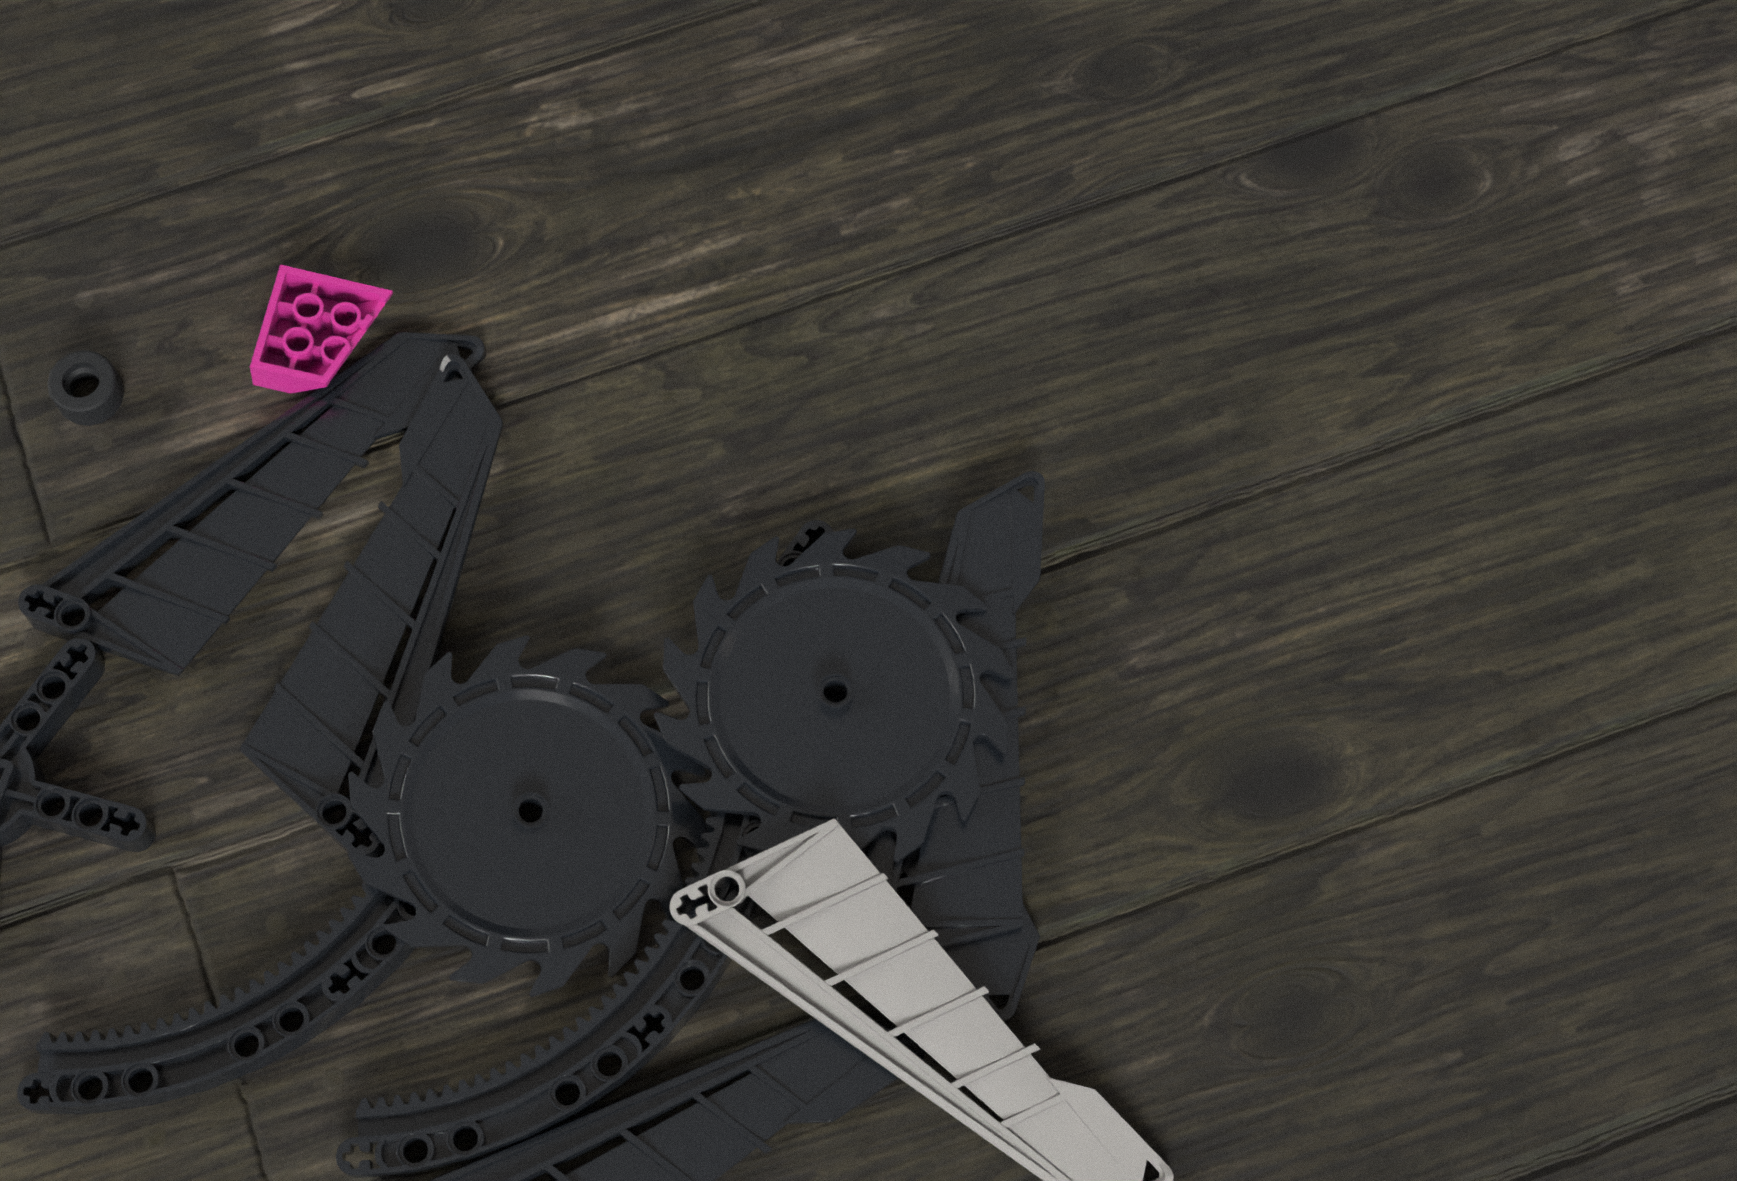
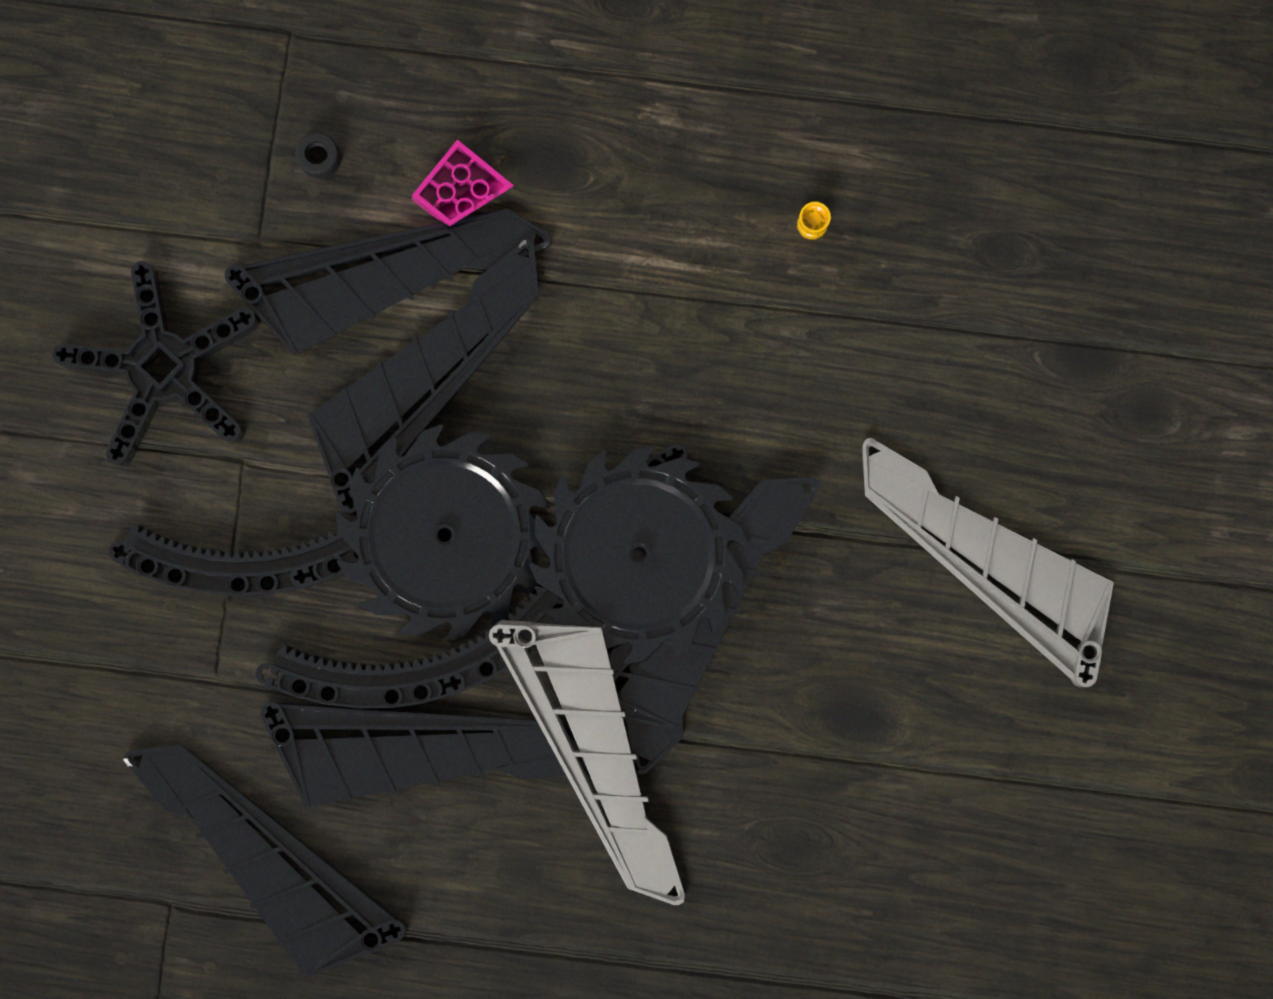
camera: 25 degrees right, 15 degrees up
(841, 145) = (813, 220): none -> yellow wheel
(1438, 458) = (1044, 579): none -> light grey wing

